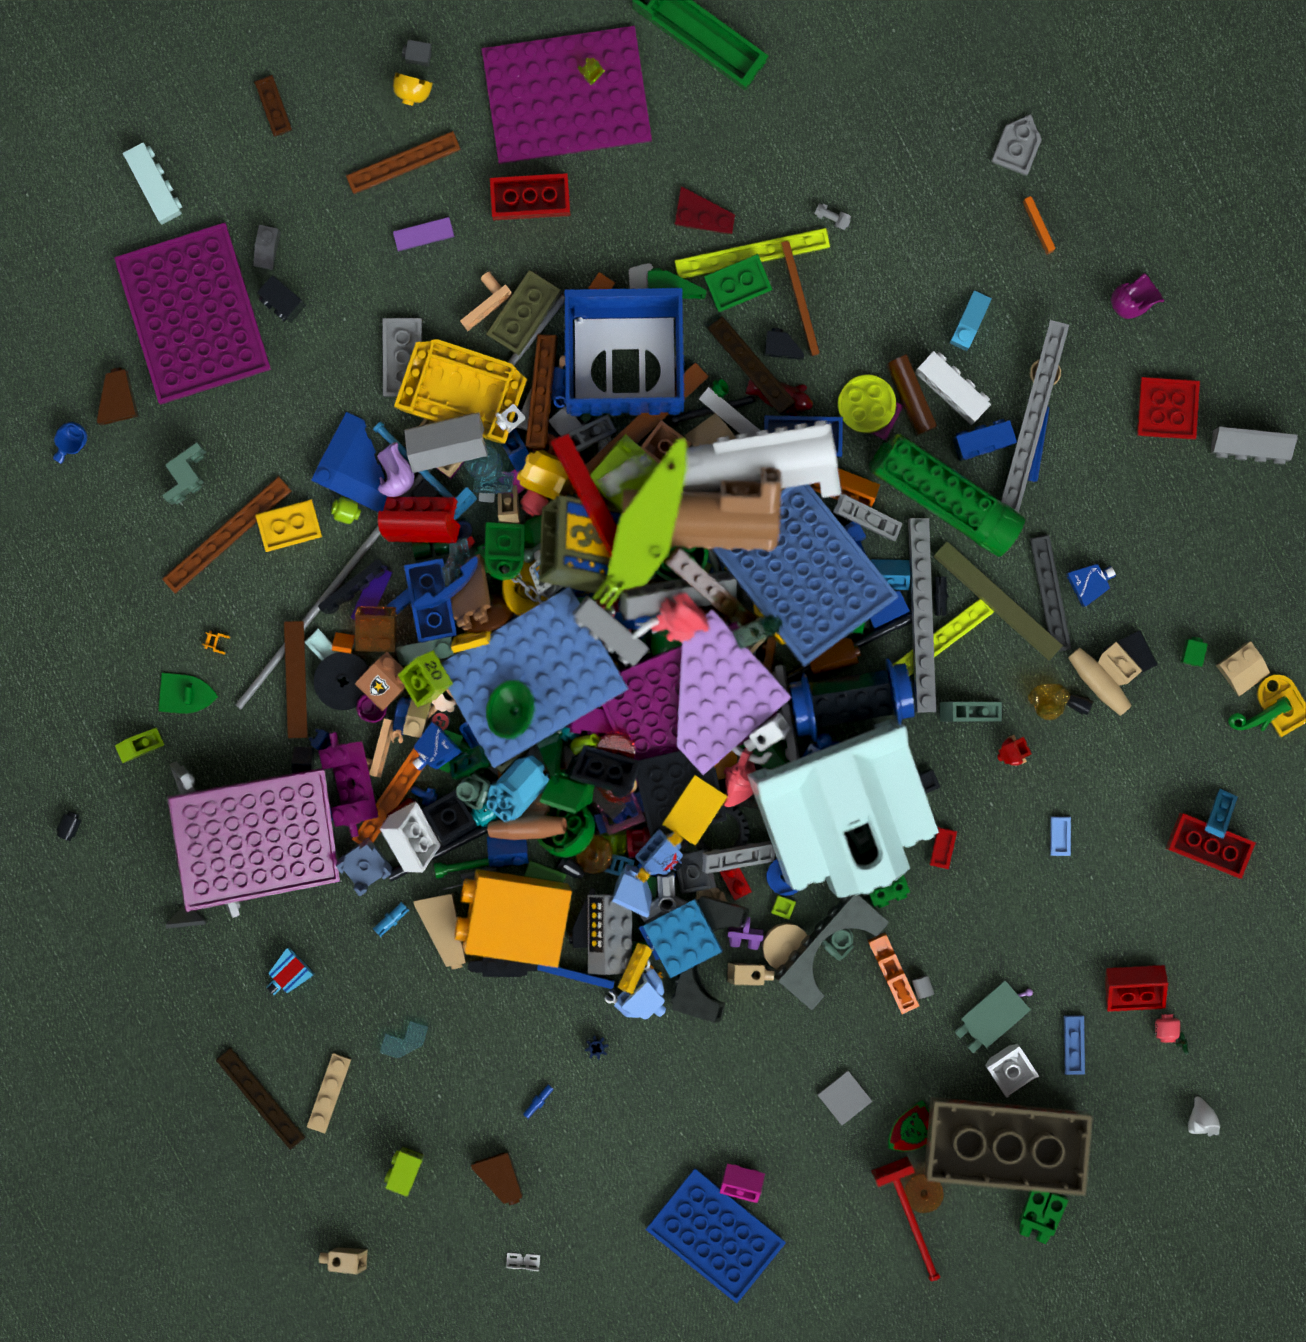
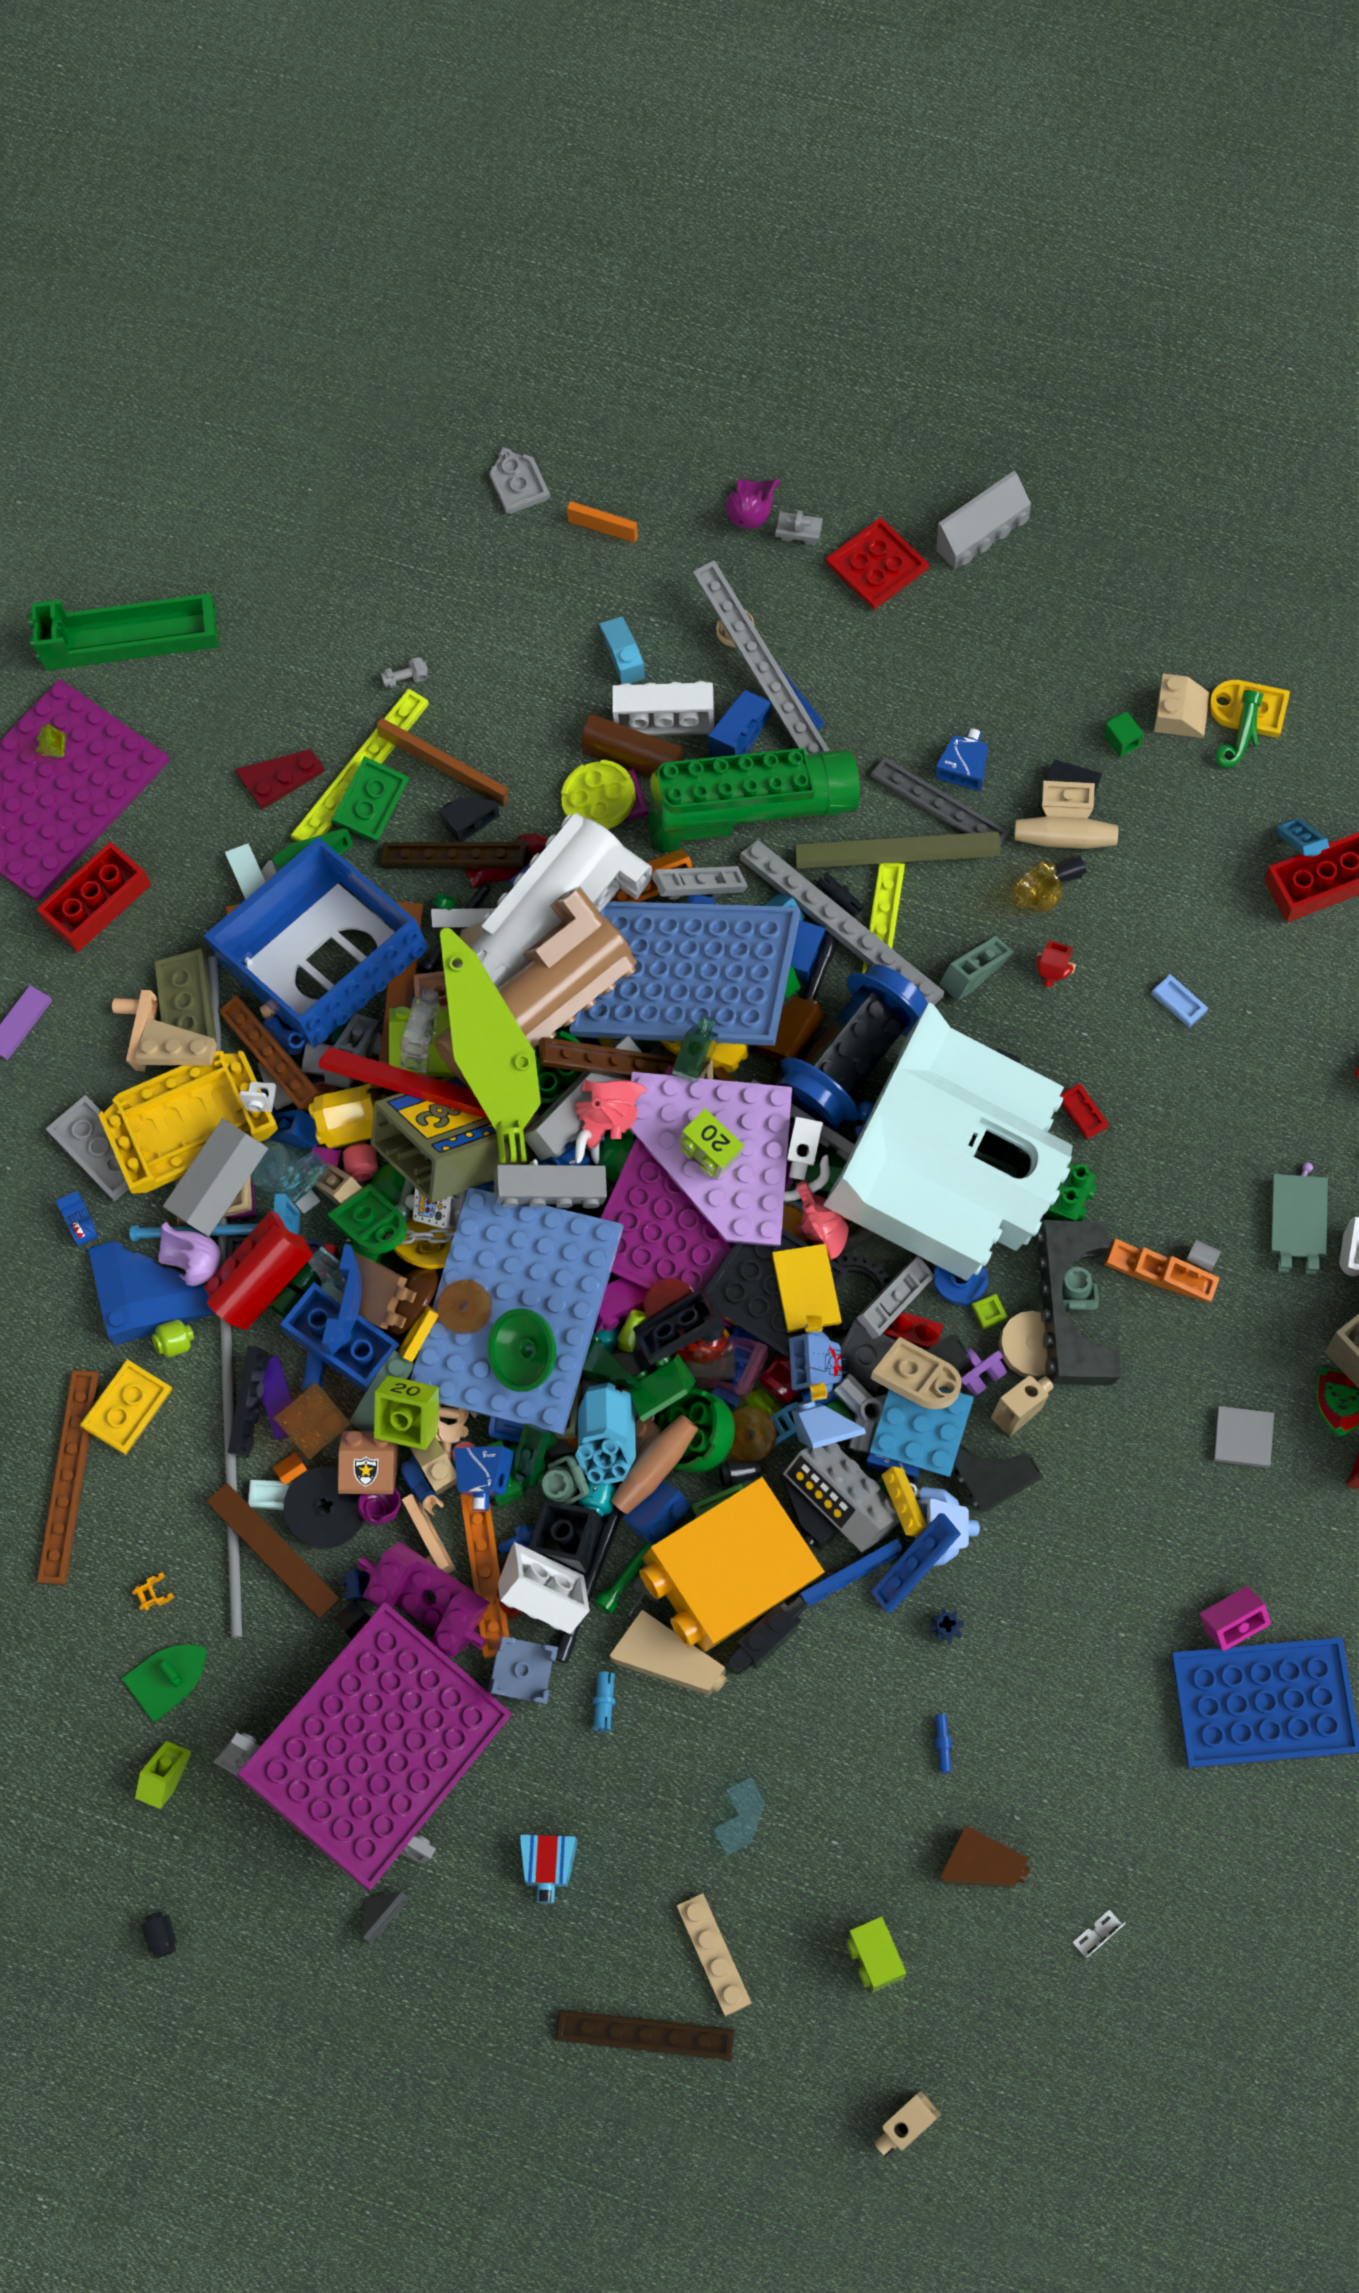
camera: 40 degrees left, 20 degrees down
(355, 390) = (77, 1218): none -> blue leg
(492, 338) = (173, 1046): none -> tan wing
(515, 655) = (468, 1320): none -> clear orange plate
(610, 1004) = (915, 1562): none -> blue tile
(628, 264) = (245, 869): none -> light aqua tile
(703, 912) = (918, 1375): none -> tan tile
(712, 698) = (710, 1144): none -> lime brick
(1146, 342) = (799, 527): none -> light grey hips

